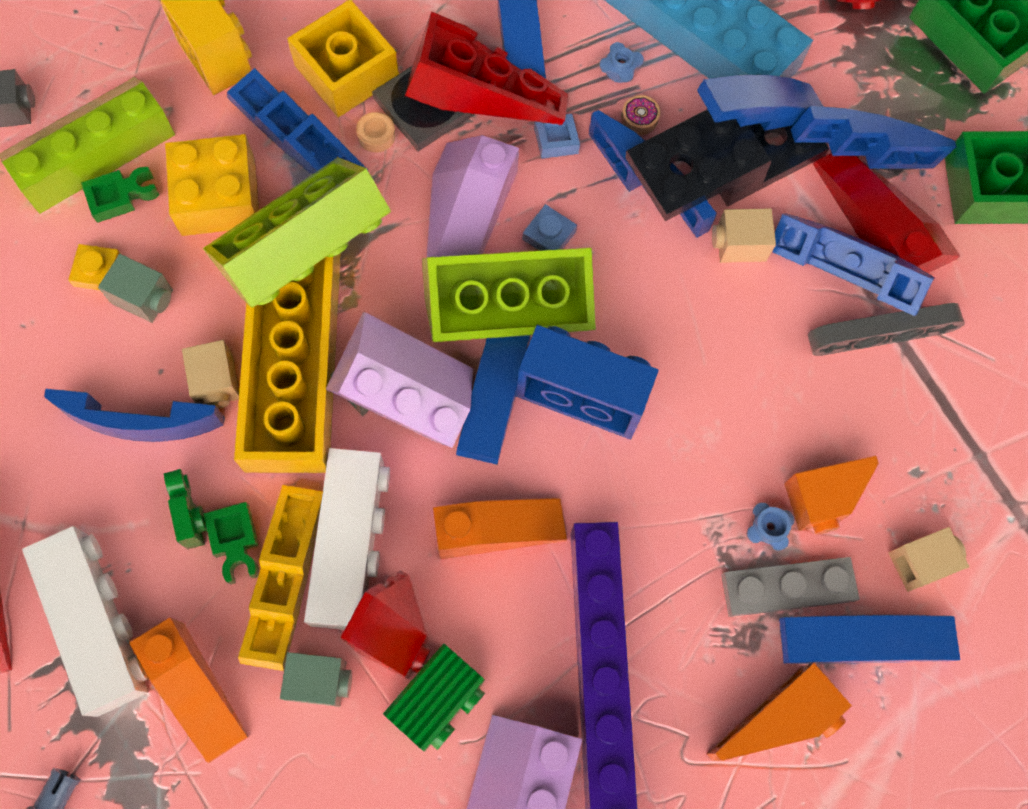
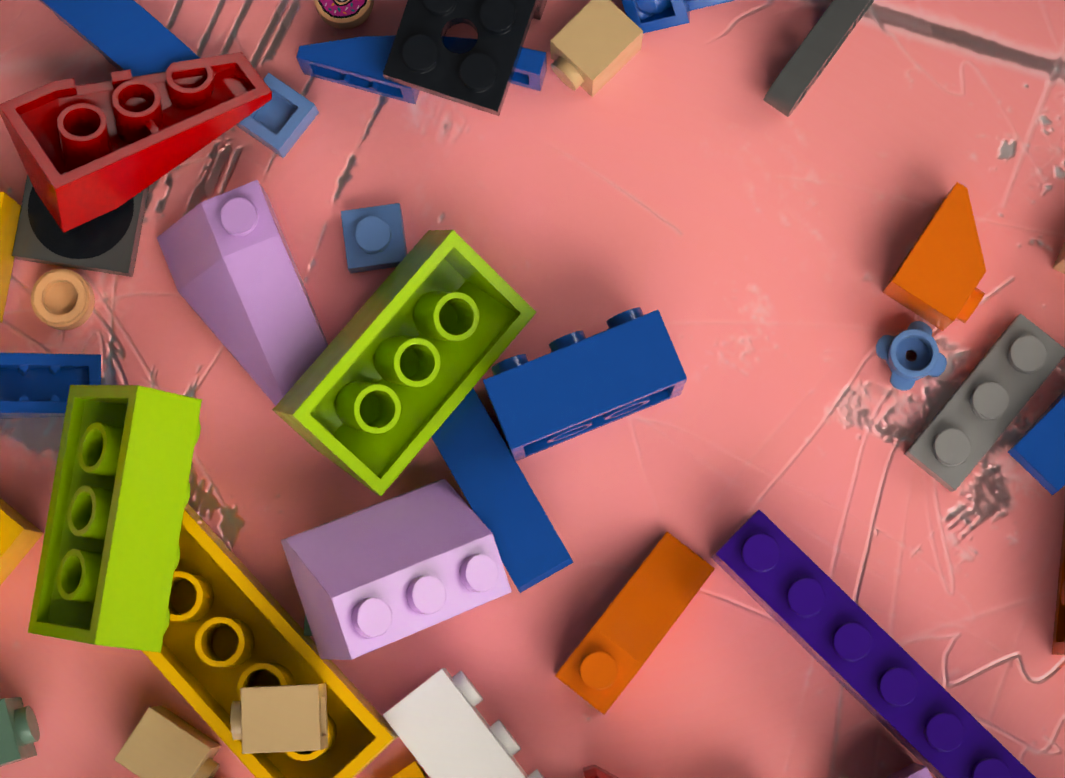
camera: 30 degrees left, 10 degrees up
(278, 394) = (281, 718): none -> tan brick

